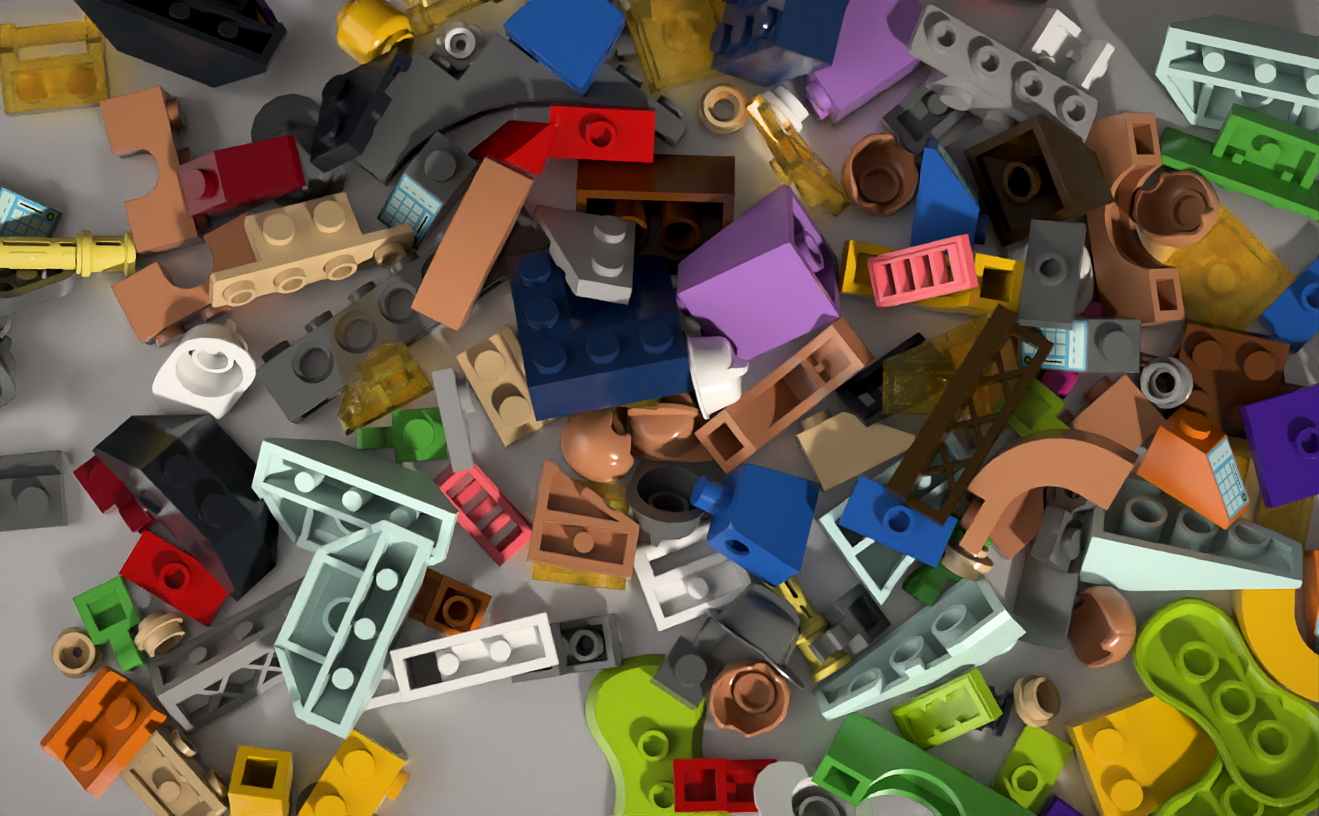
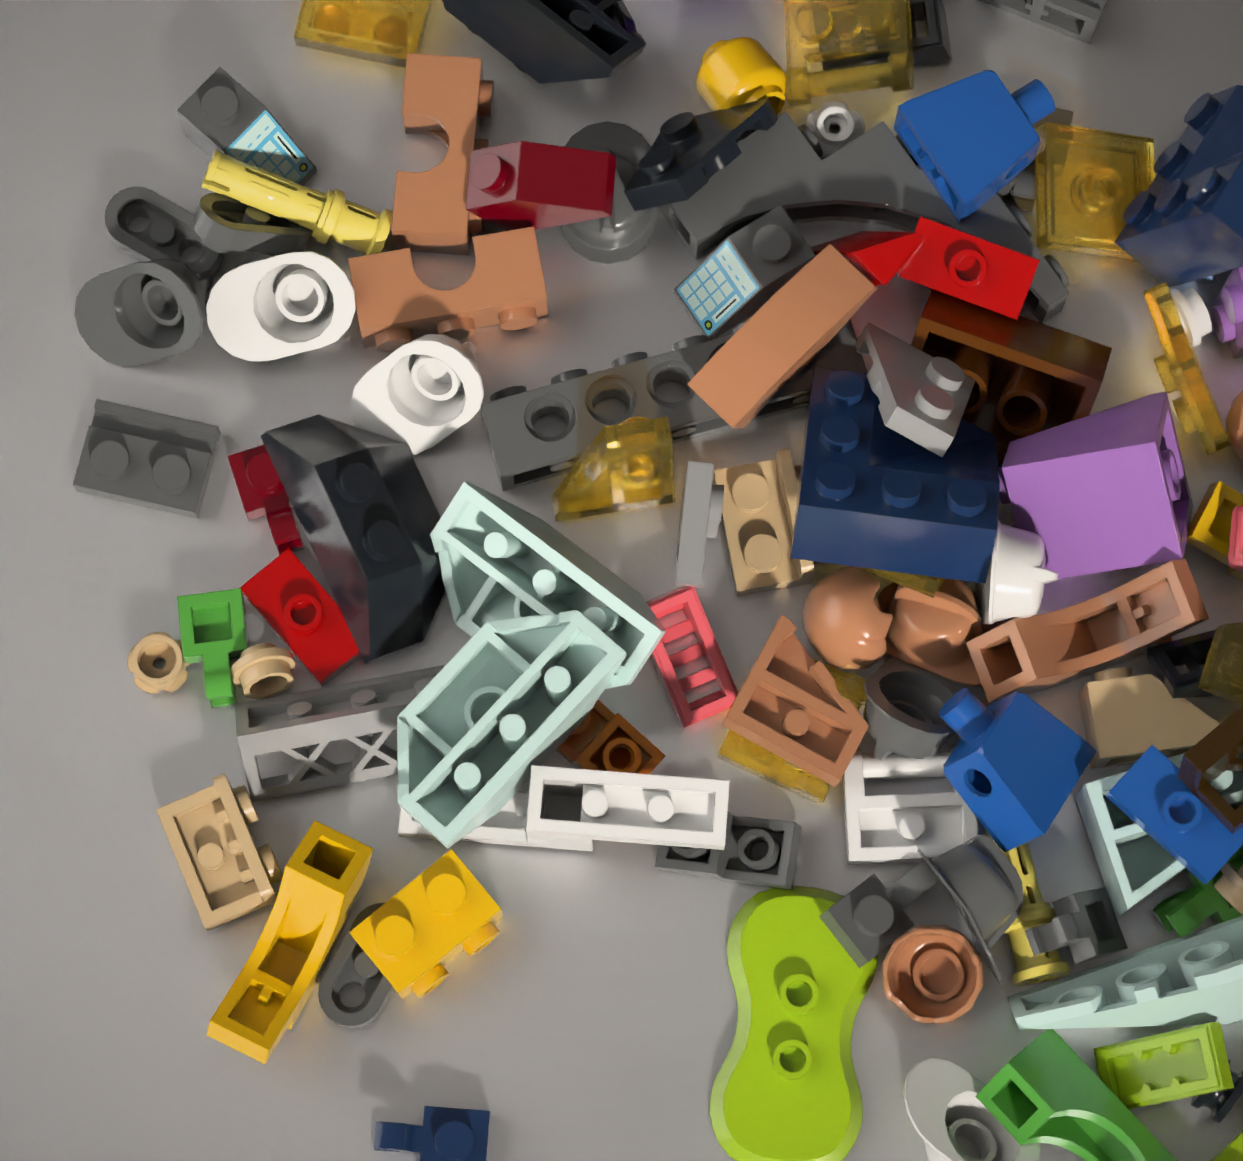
camera: 15 degrees right, 10 degrees down
(71, 341) = (281, 306): none -> white piece
(103, 729) = (158, 757): orange bracket -> none
(305, 246) = (586, 288): tan bracket -> none
(413, 435) = (635, 545): bright green plate -> none
(716, 785) = (859, 1067): red slope -> none
(719, 93) = (1118, 279): tan plate -> none

